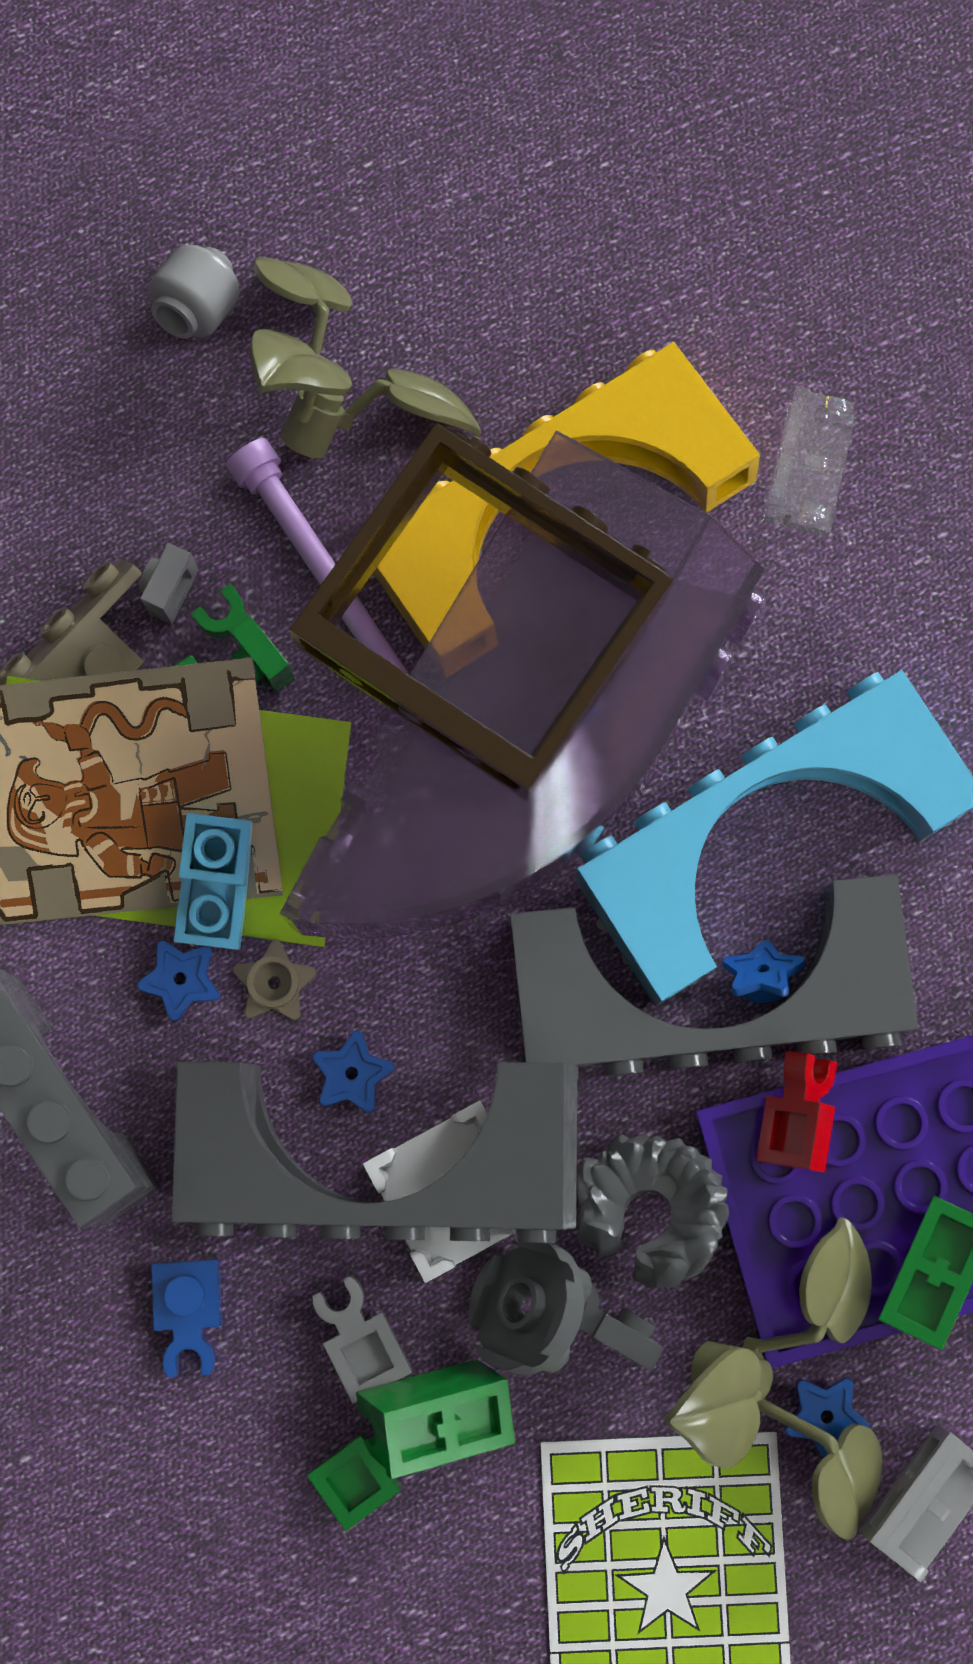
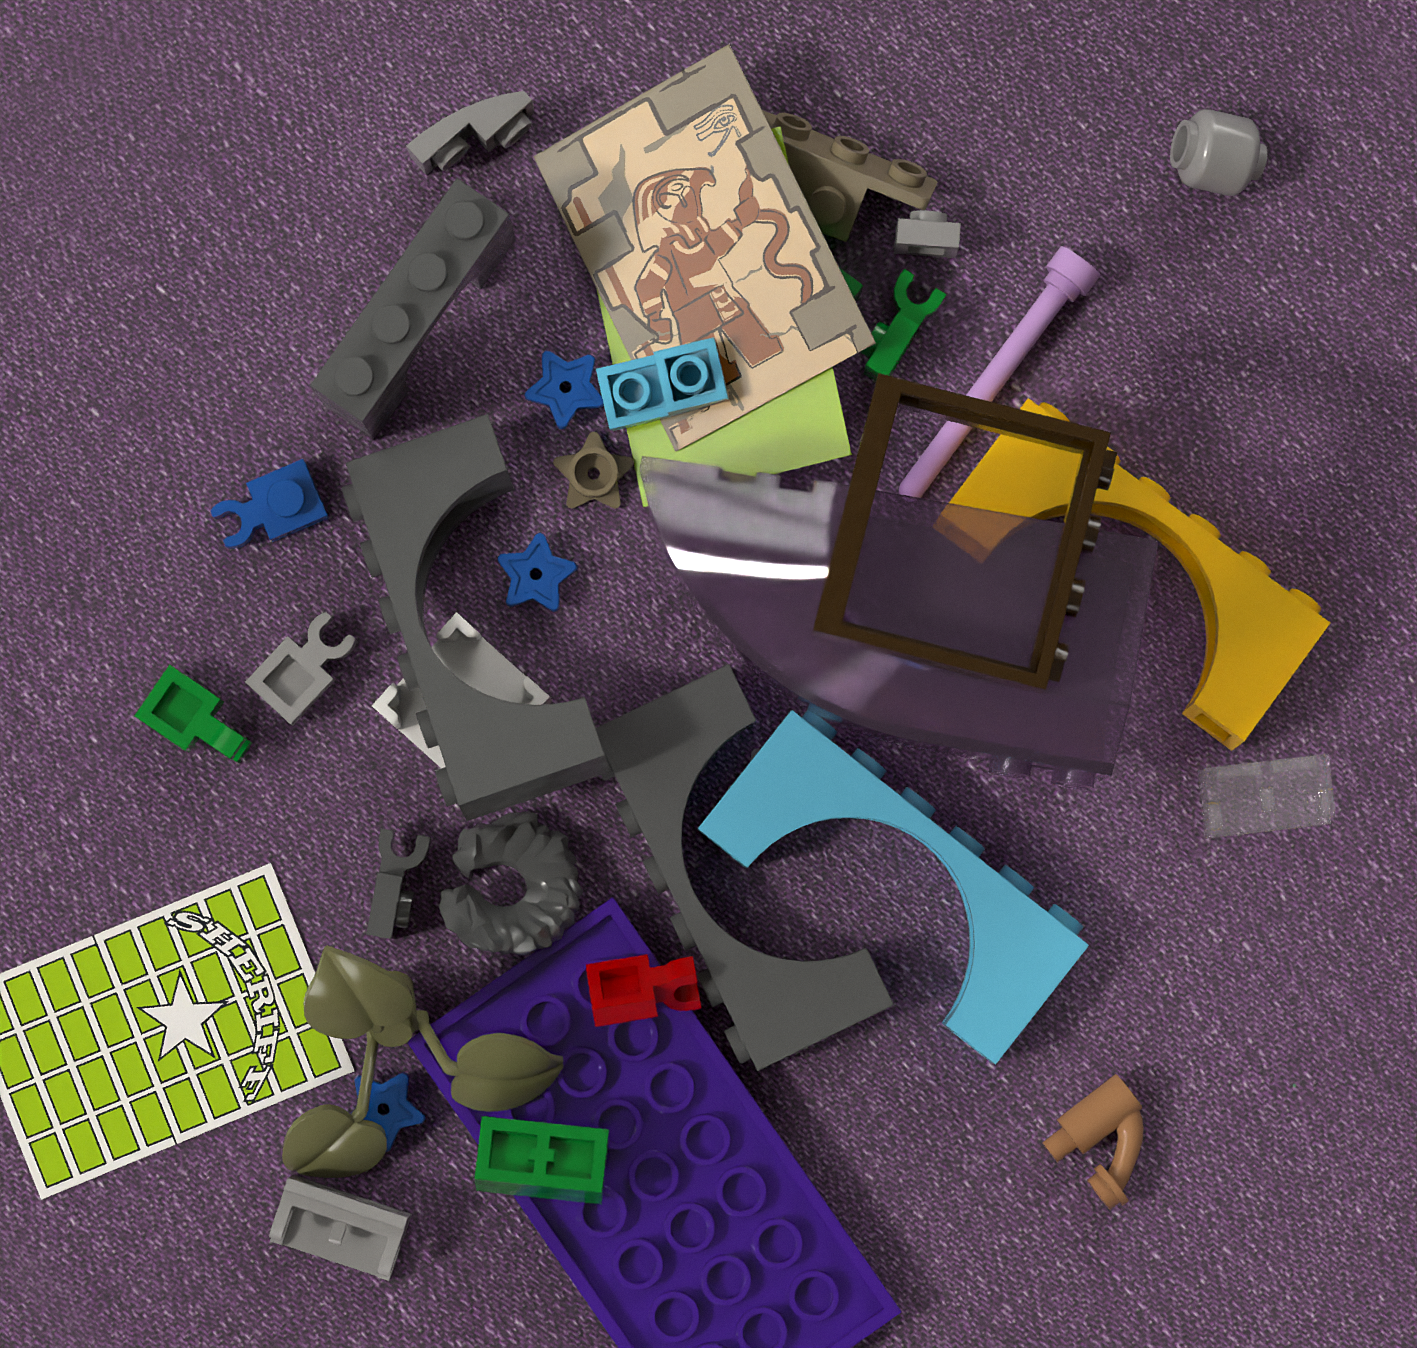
camera: 70 degrees right, 5 degrees up
(289, 363) = (1145, 304): olive plant -> none
(437, 1417) = (260, 760): green hinge -> none
(543, 1336) = (361, 826): dark grey plate -> none
(763, 973) = (761, 916): blue plate -> none

